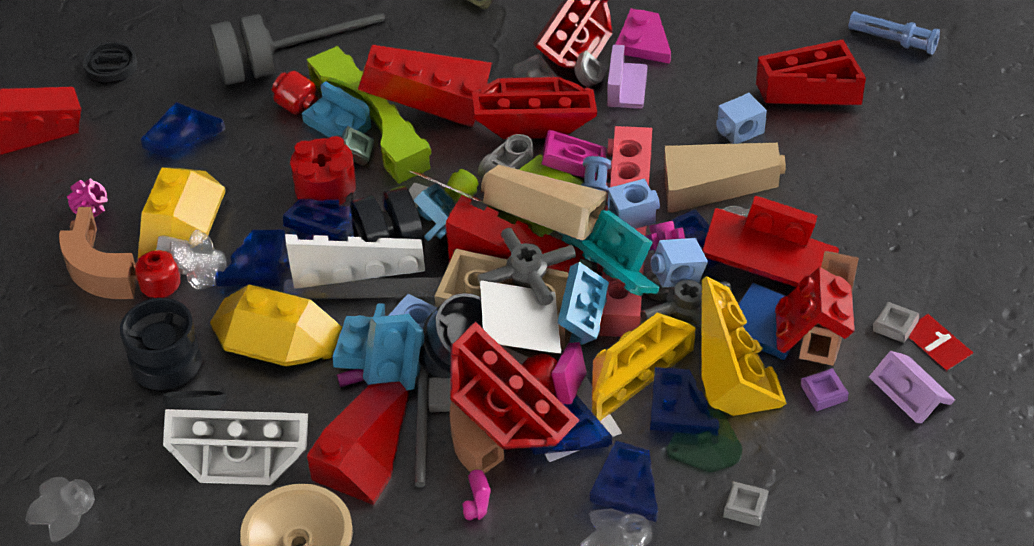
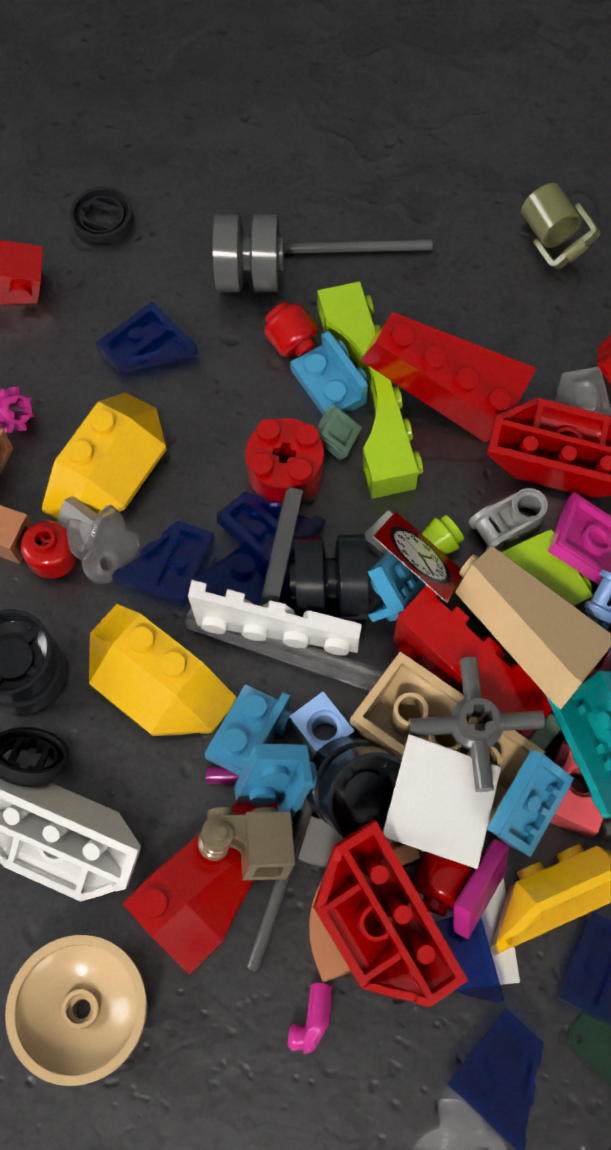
camera: 20 degrees right, 20 degrees up
(341, 208) = (281, 546): none -> dark grey tile
(395, 389) = (260, 836): none -> dark tan brick

